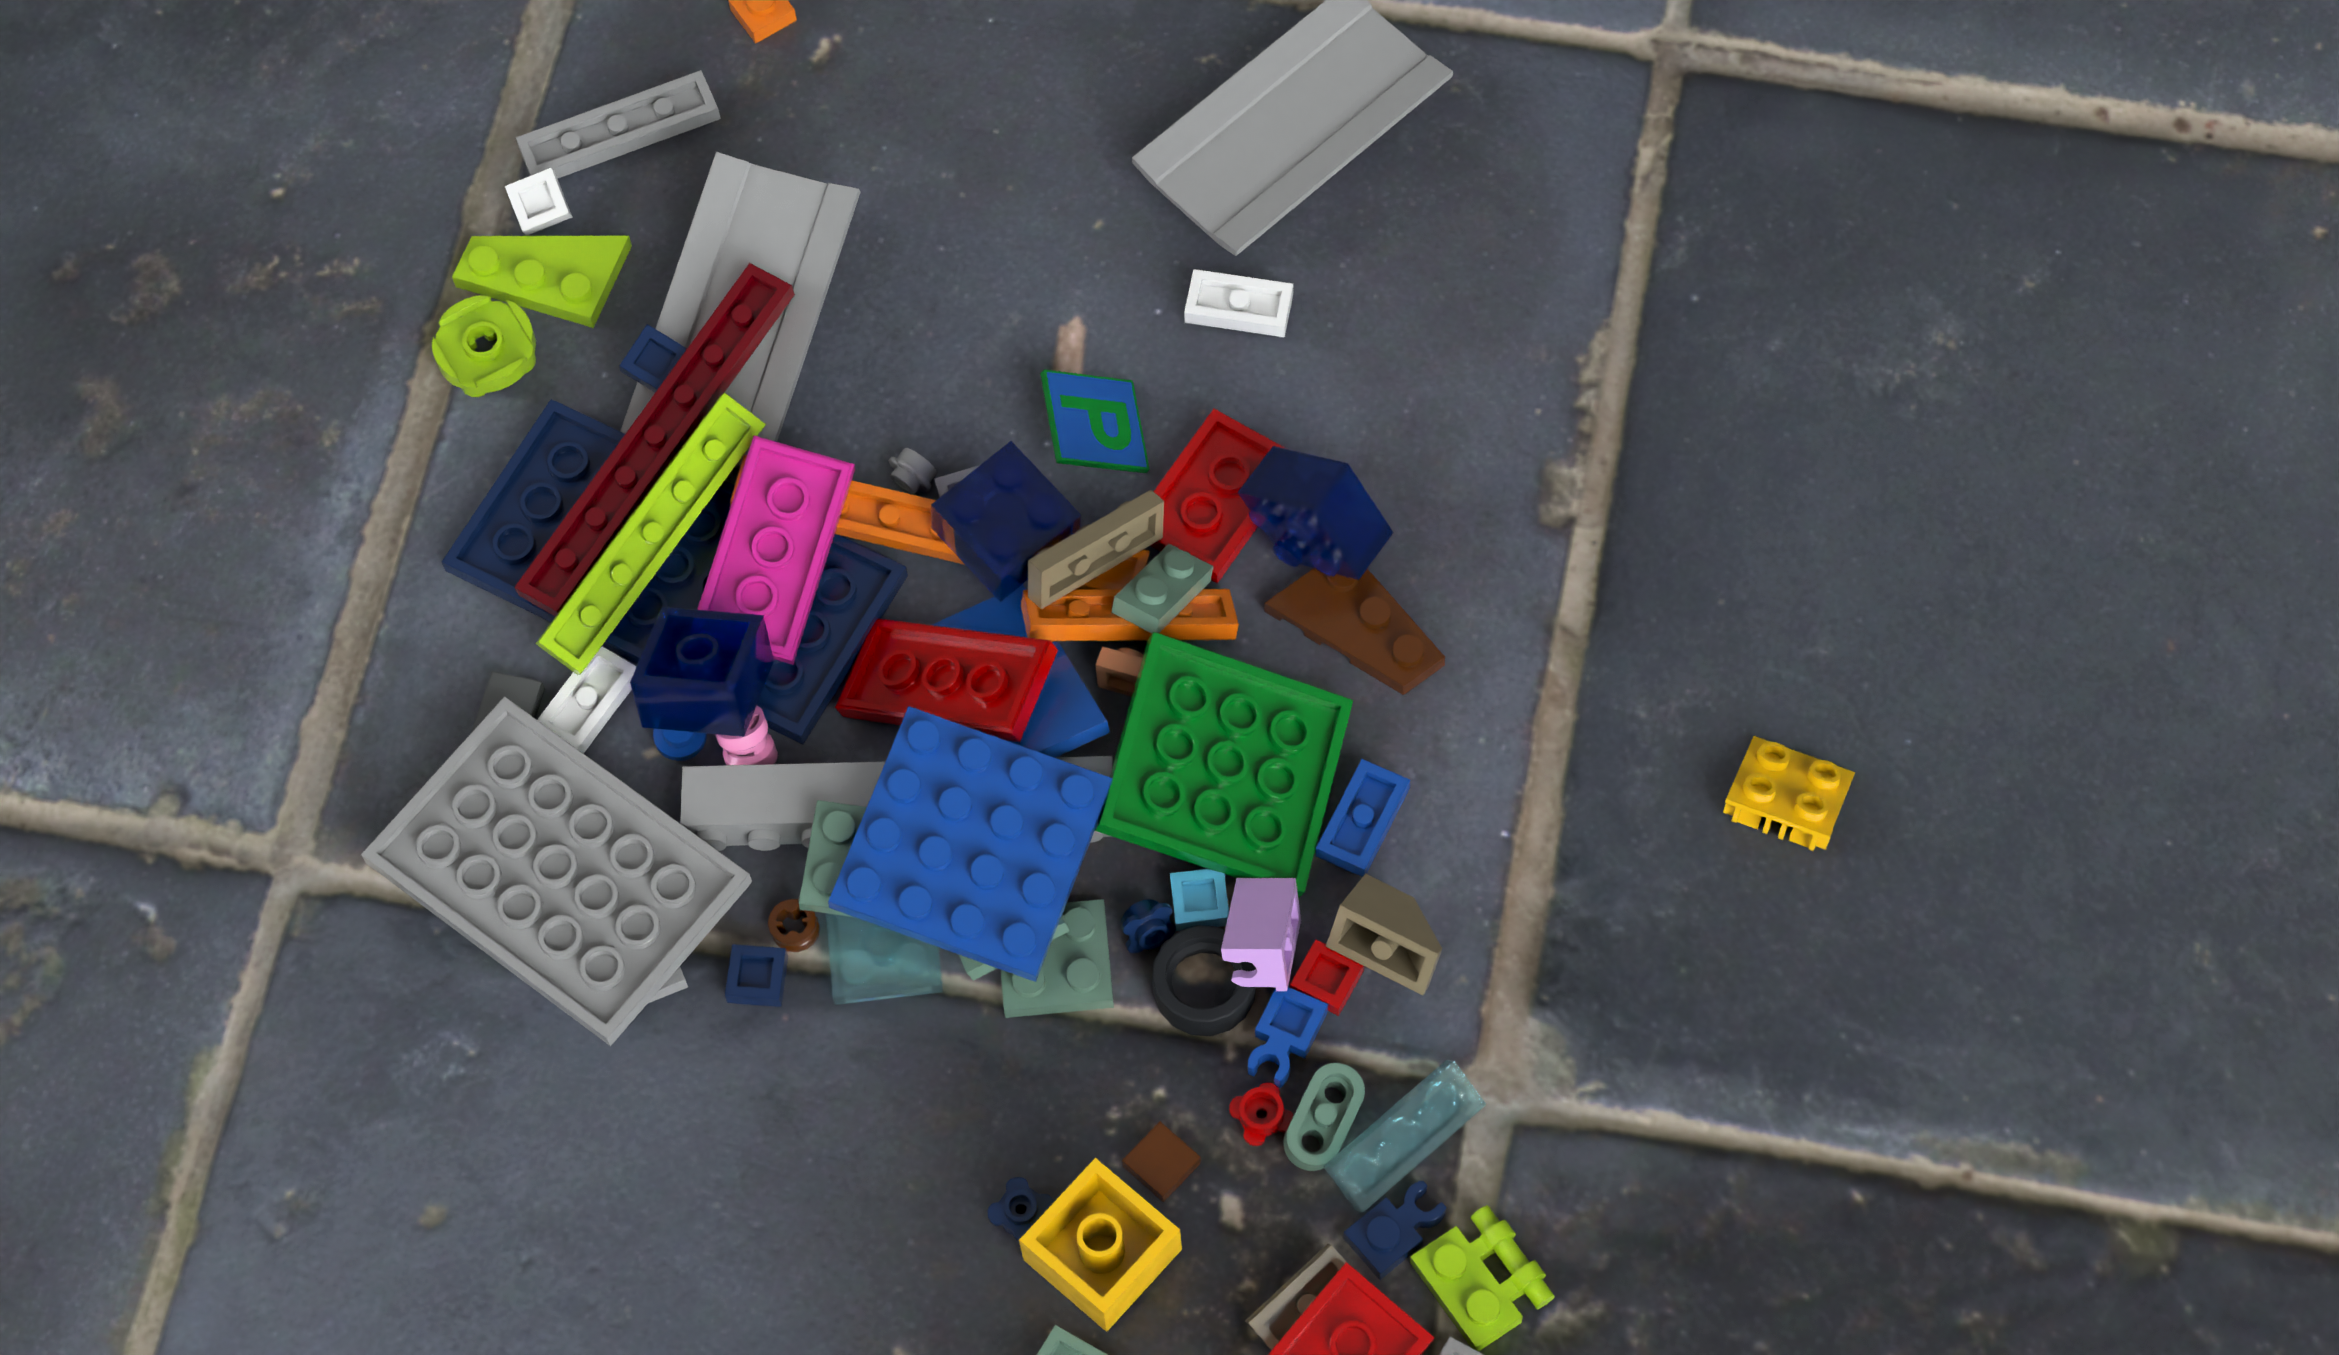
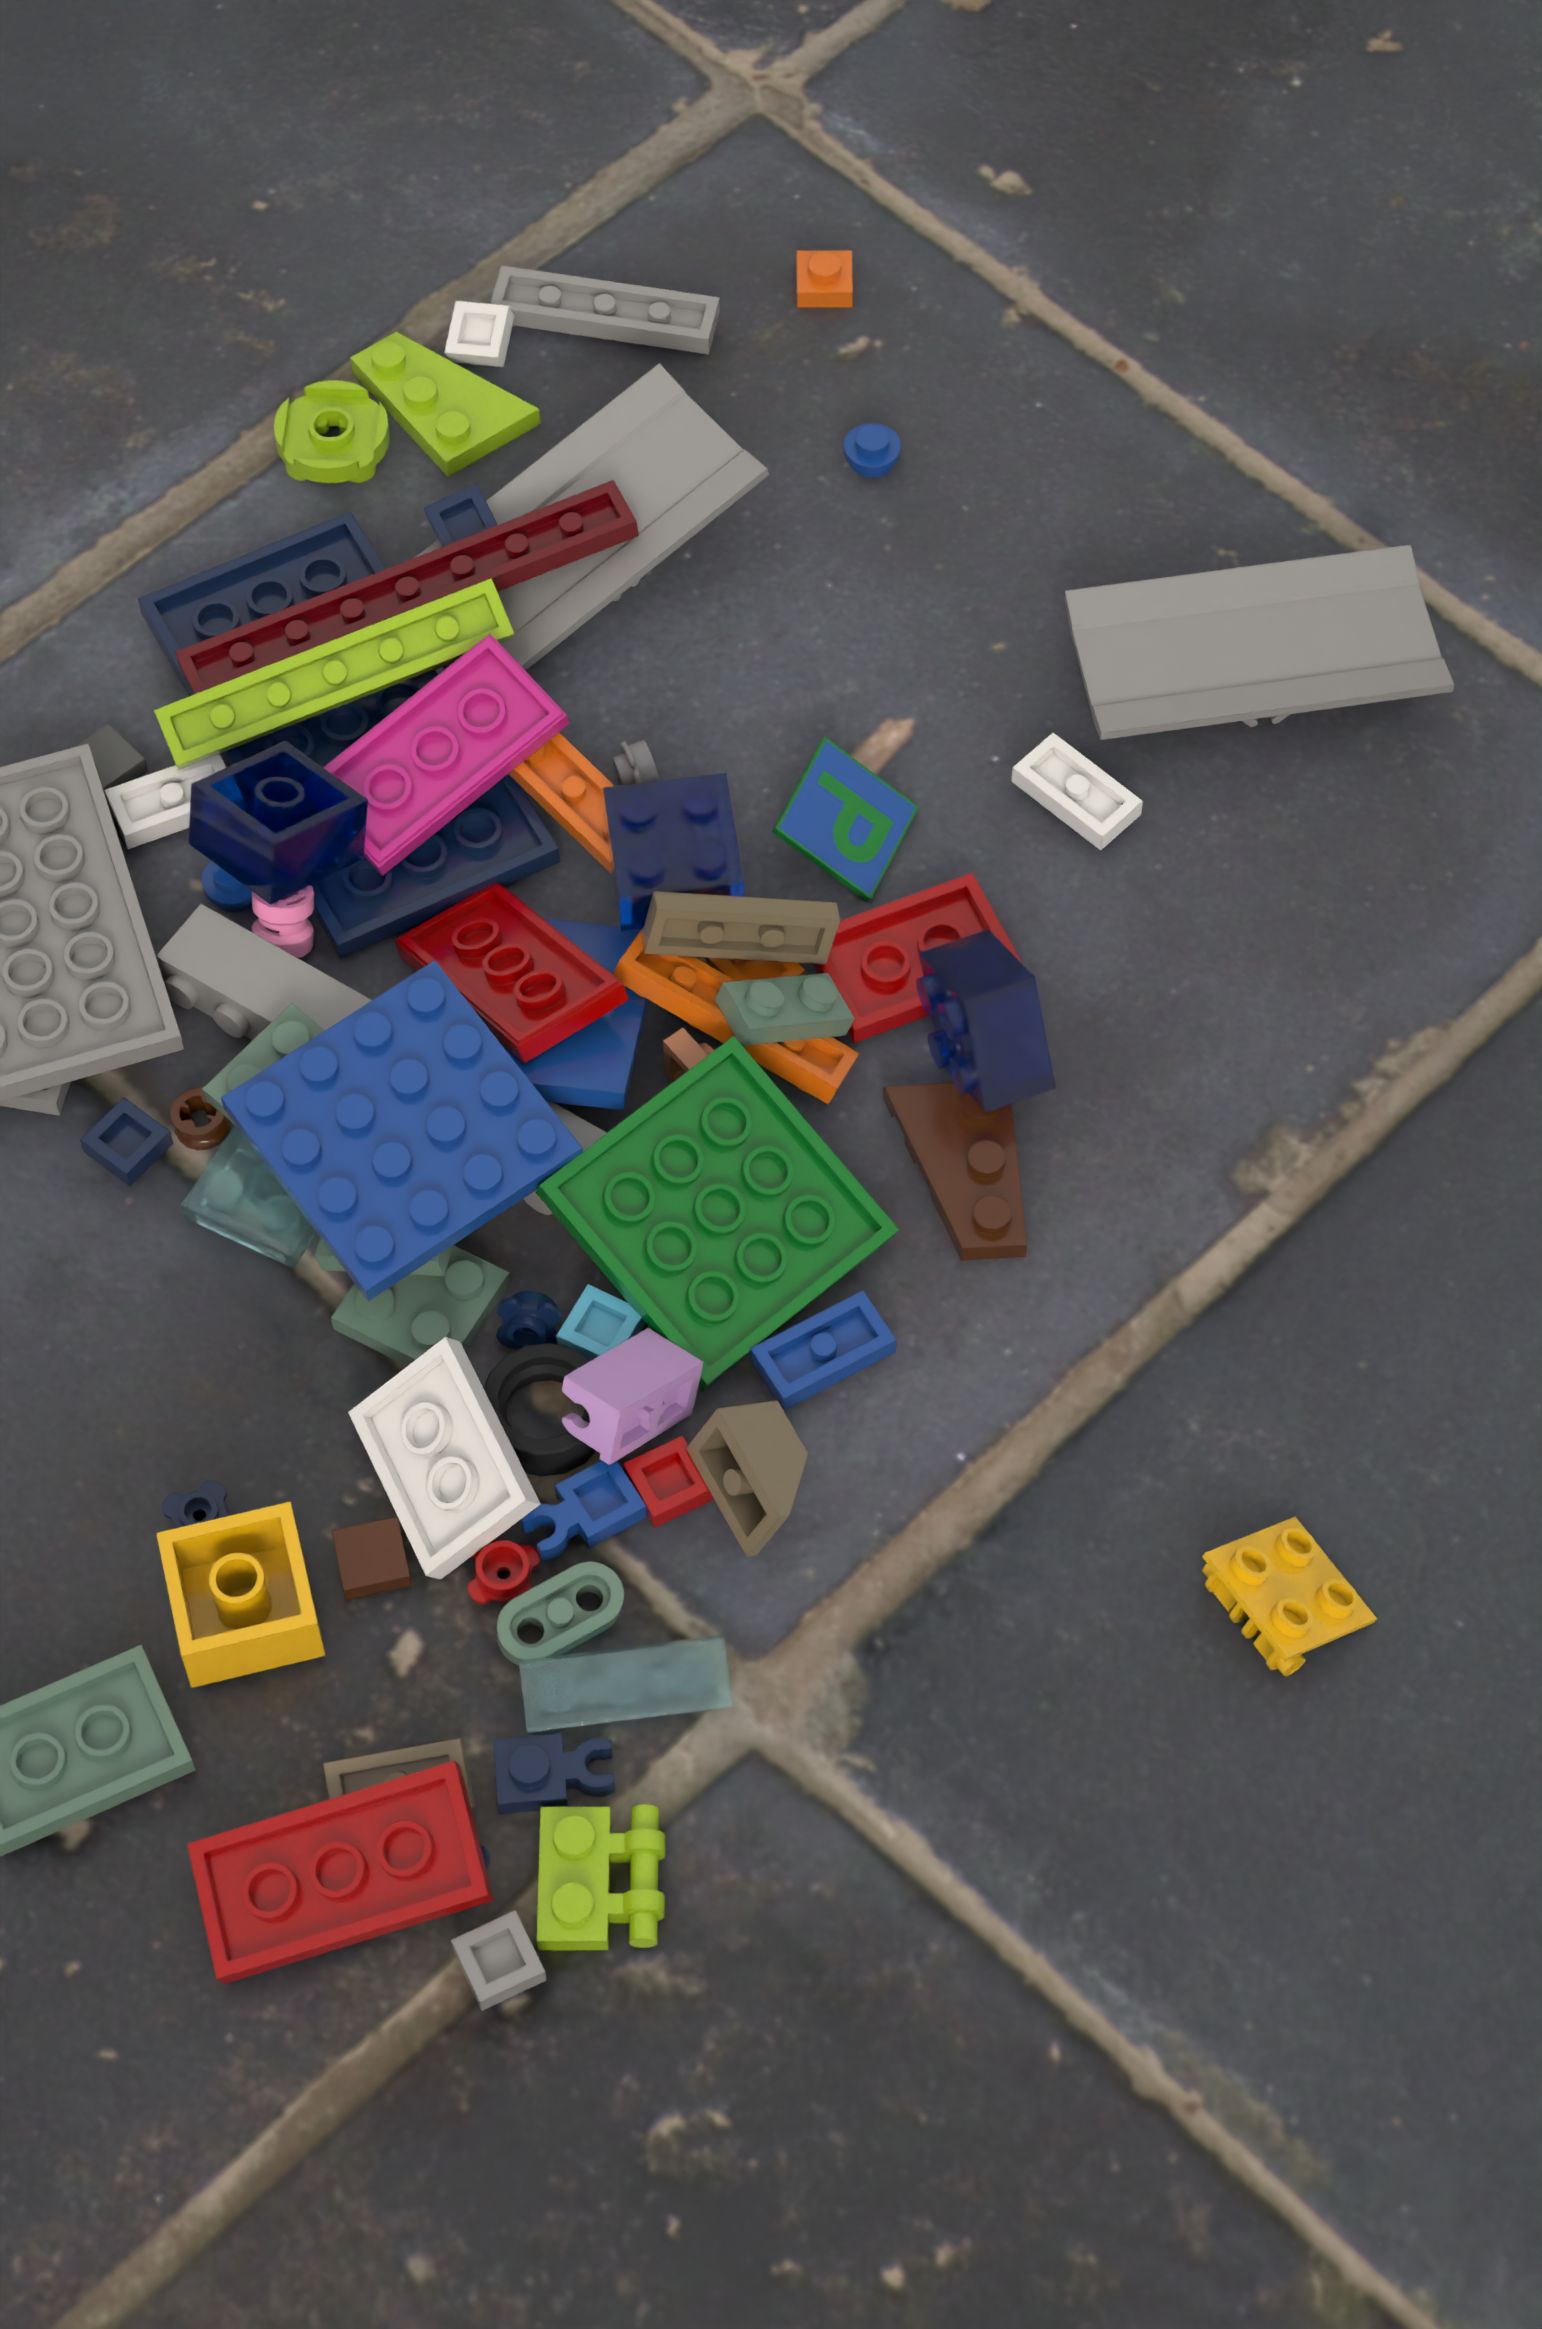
camera: 30 degrees right, 5 degrees down
(899, 125) = (872, 449): none -> blue plate
(1166, 1059) = (443, 1458): none -> white plate

